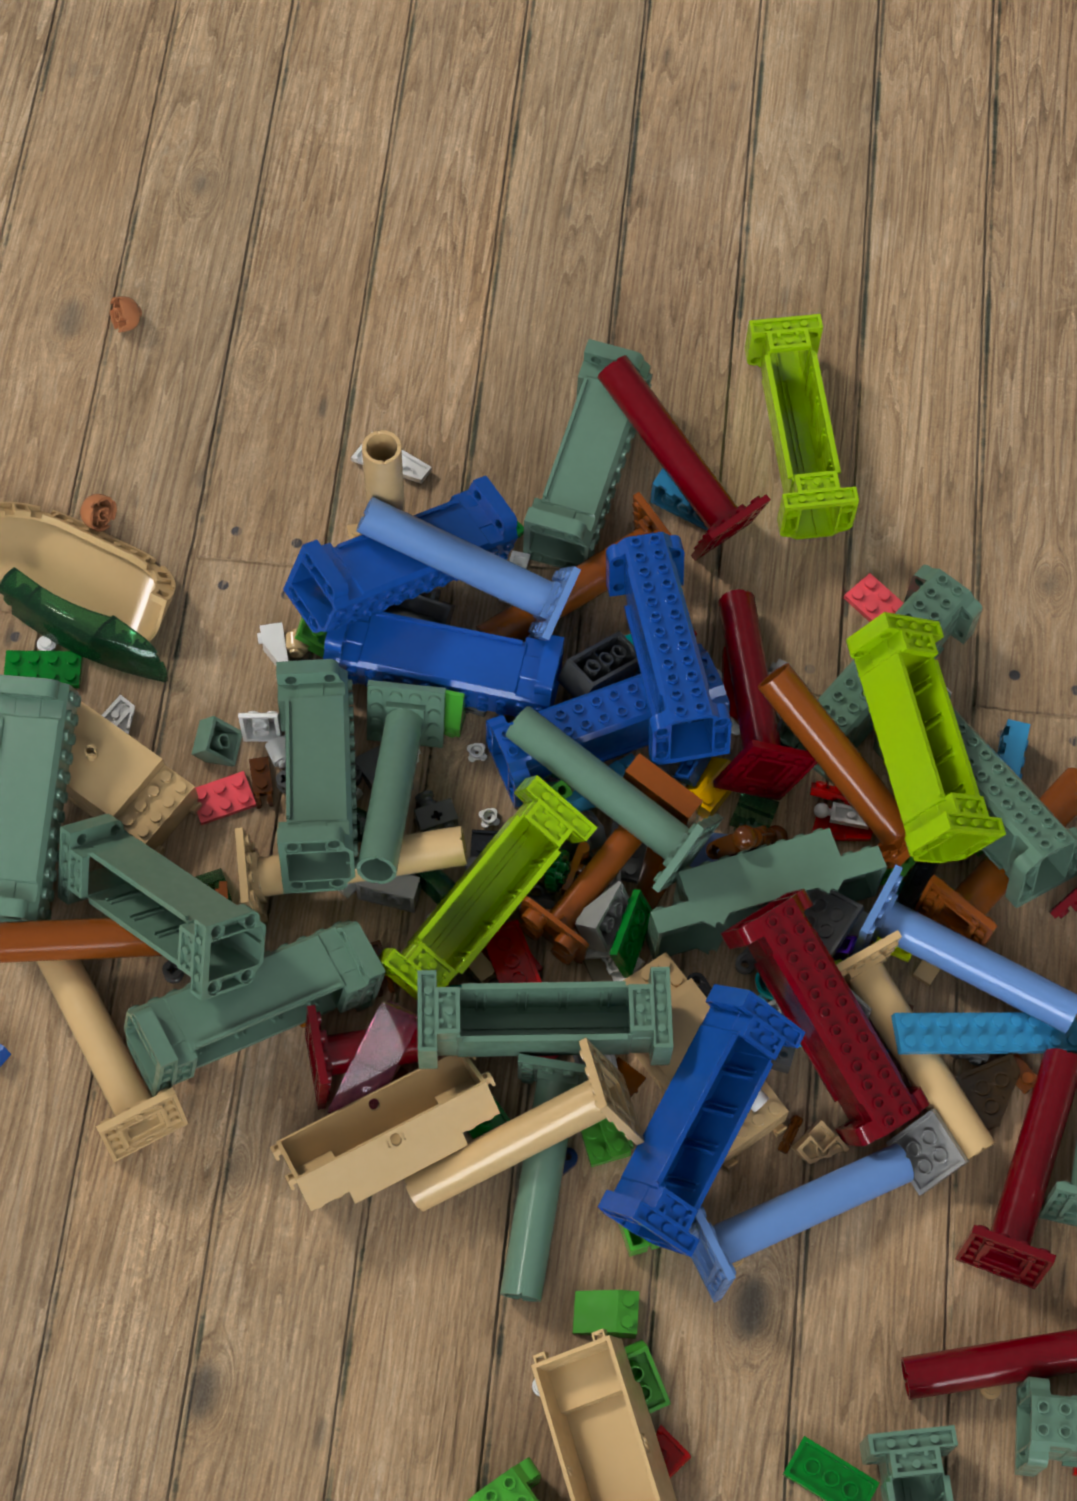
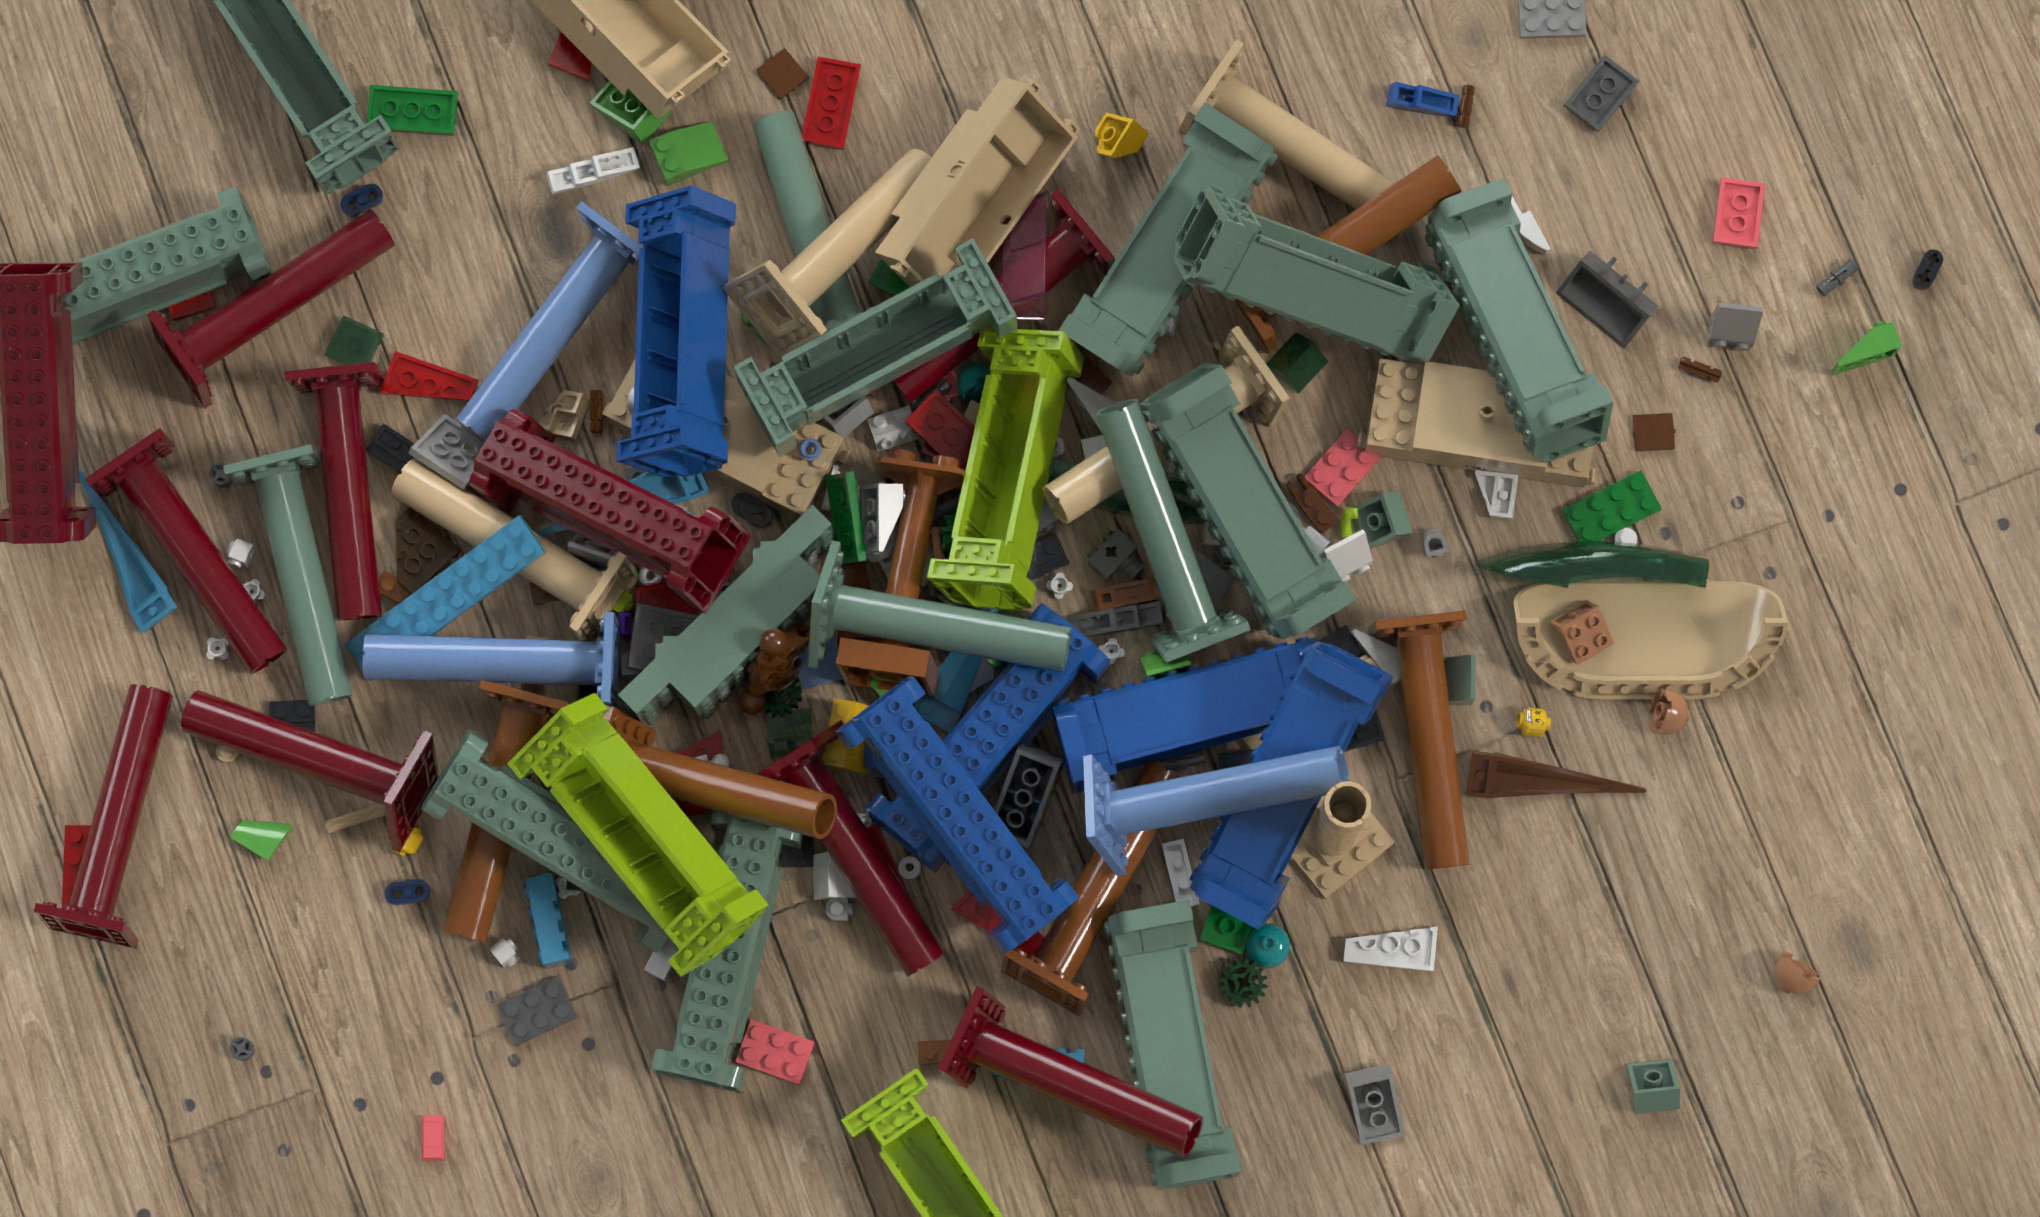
camera: 155 degrees right, 15 degrees up
(120, 595) = (1583, 631): none -> nougat bracket
(188, 710) = (1435, 543): none -> light grey plate
(197, 552) = (1533, 722): none -> yellow head
(231, 602) = (1461, 679): none -> sand green slope
(237, 527) = (1509, 776): none -> reddish brown plate
(242, 1136) = (1119, 136): none -> yellow slope
(243, 757) = (1345, 522): none -> lime arm
(246, 635) = (1430, 733): none -> dark orange piece
(266, 297) = (1653, 1086): none -> sand green slope
(383, 918) = (1088, 402): none -> light grey slope
(444, 785) = (1125, 594): none -> dark orange plate
(459, 771) = (1119, 619): none -> dark grey slope
(462, 1293) = (830, 103): none -> red plate
(463, 374) = (1375, 1104): none -> light grey slope
(490, 1344) = (782, 73): none -> reddish brown piece
(512, 485) = (1252, 989): none -> dark green gear
(696, 1340) = (592, 171): none -> white slope
(754, 547) = (932, 1051): none -> dark orange plate
(910, 1417) = (361, 199): none -> dark blue plate
(928, 1236) = (423, 379): none -> red wing
(971, 1293) = (353, 342): none -> clear green plate
(975, 1187) = (391, 448): none -> black plate
(1045, 712) = (537, 1011): none -> dark grey plate
(1052, 761) = (505, 952): none -> white plate

